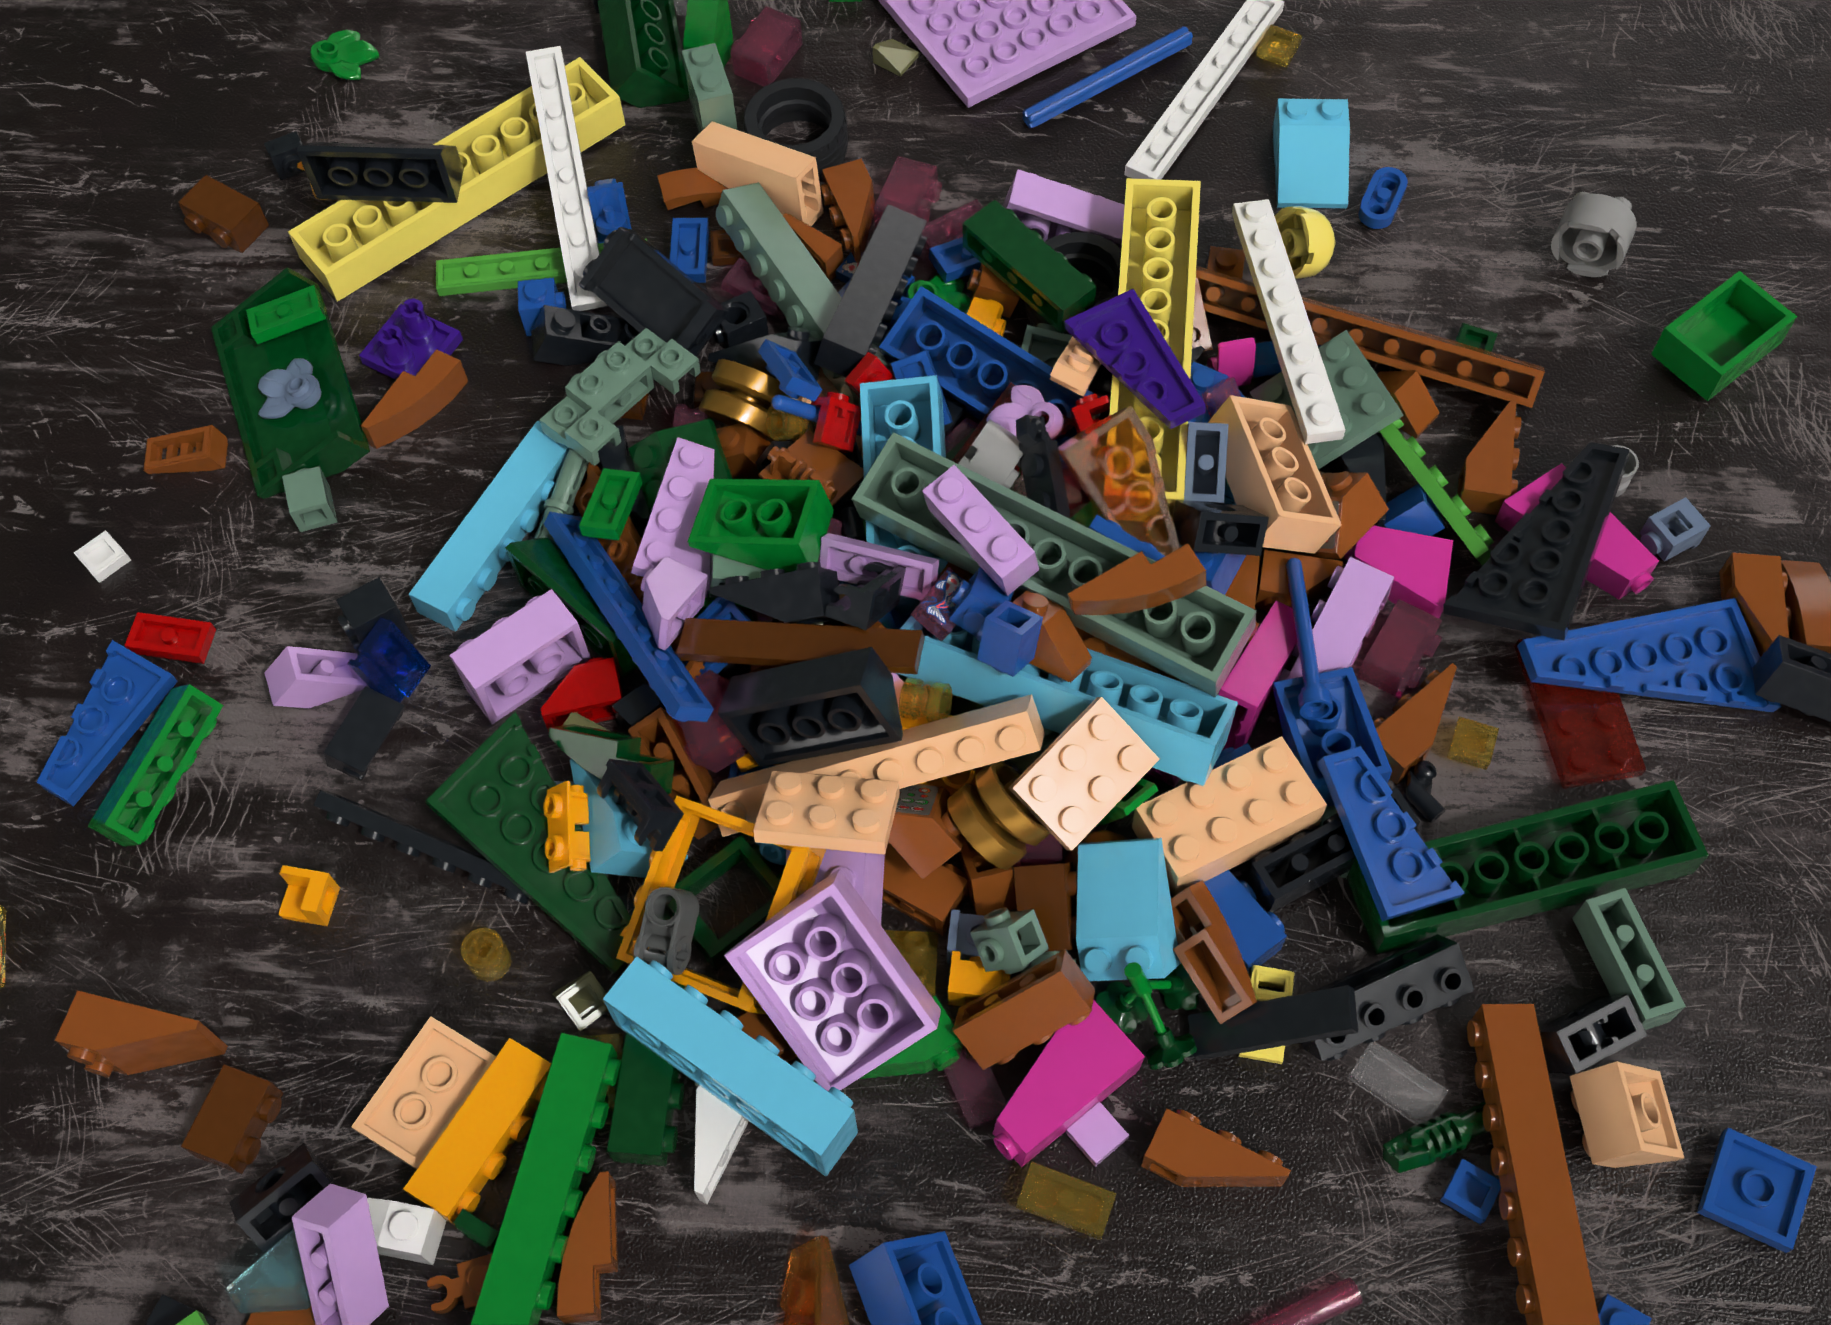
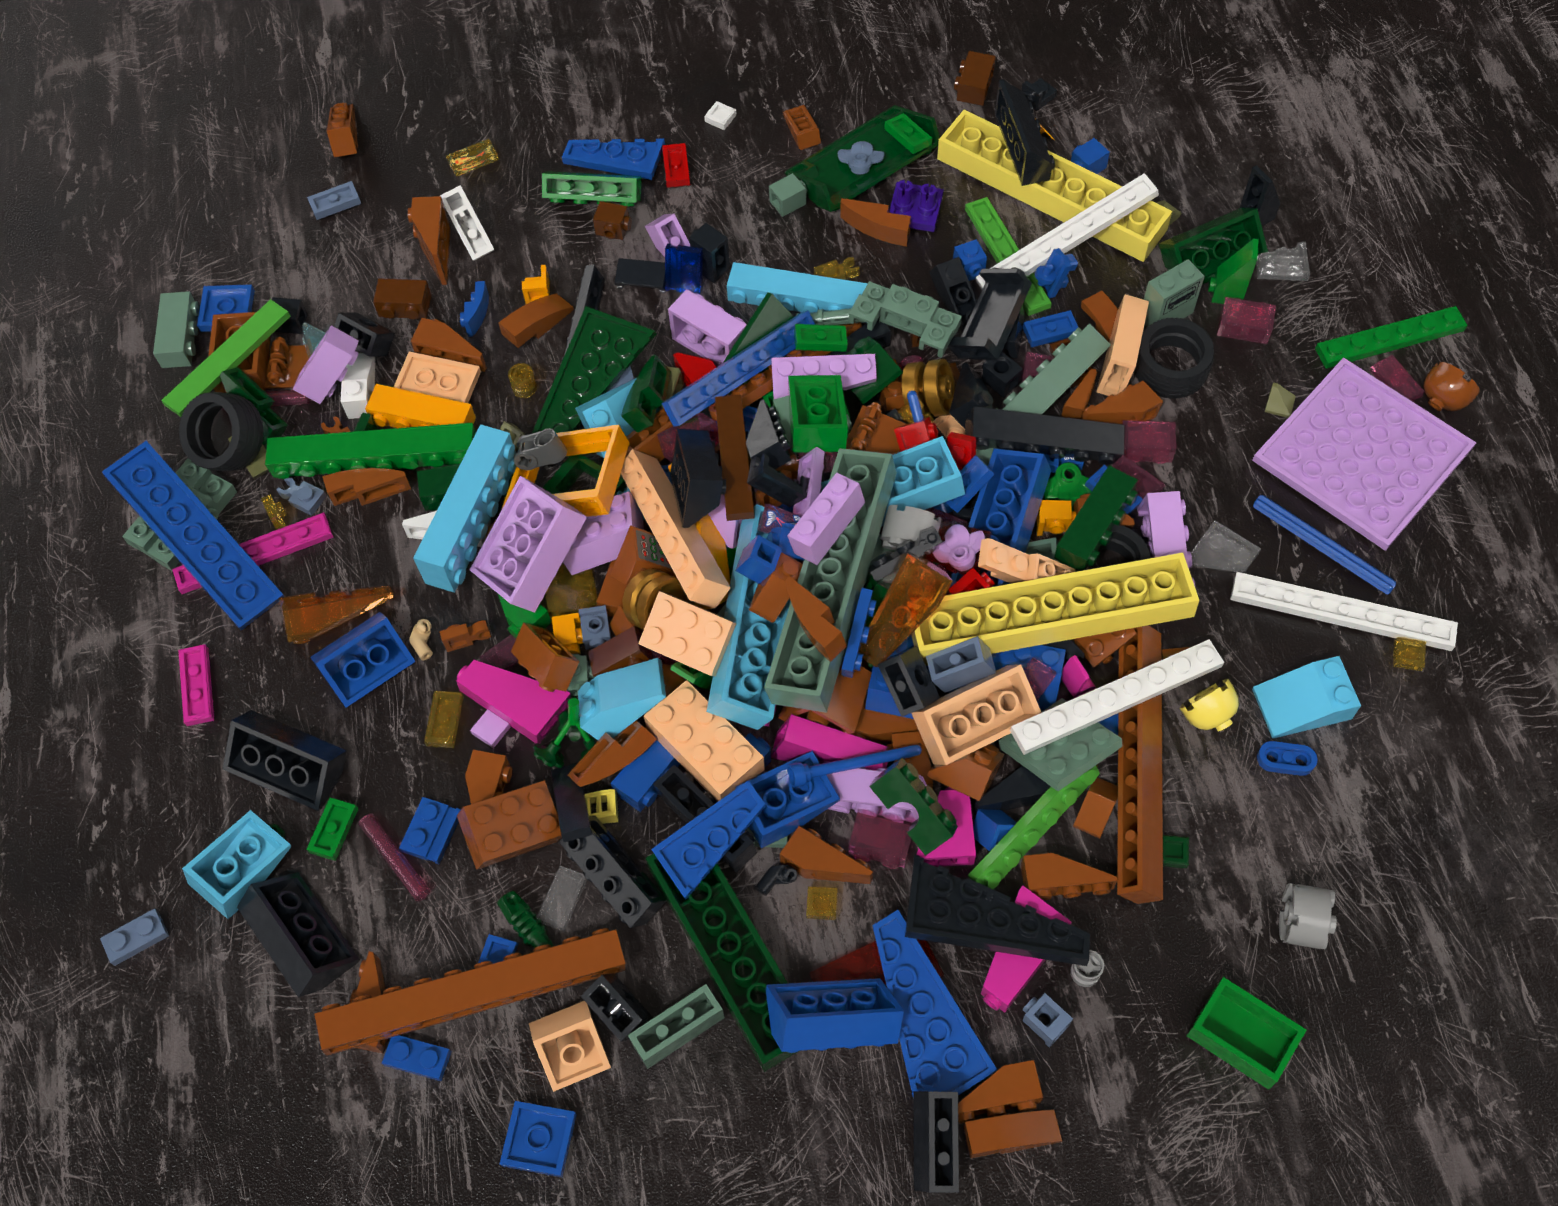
camera: 75 degrees right, 0 degrees up
(130, 977) = (467, 223): none -> white slope
(234, 753) = (612, 220): none -> reddish brown brick
(311, 1001) = (475, 310): none -> blue slope
(343, 54) = (1134, 93): green plate -> none
(358, 1066) = (441, 341): none -> dark orange slope
(374, 911) = (534, 319): none -> dark orange slope
(431, 122) = (1091, 156): none -> blue brick
(474, 477) = (838, 271): none -> clear yellow plate
(564, 808) = (585, 387): light orange hinge -> none
(642, 800) = (609, 407): black hinge -> none
(670, 597) = (752, 381): lavender slope -> none
(790, 371) = (942, 396): blue plate -> none
(827, 812) = (622, 501): light nougat plate -> none
(907, 1215) = (419, 638): none -> tan arm
(925, 700) = (723, 540): clear yellow wheel -> none
(926, 1149) = (461, 636): none -> dark orange plate
(1009, 940) = (581, 642): sand green brick -> none
(1088, 166) = (1224, 550): none -> clear wing
(1137, 354) = (1027, 587): dark purple wing -> none
(1247, 1260) = (430, 830): none -> blue plate
(1290, 1121) = (510, 824): none -> dark orange brick
(1374, 575) = (902, 784): none -> dark green arch
(1658, 750) = (833, 1014): none -> blue slope

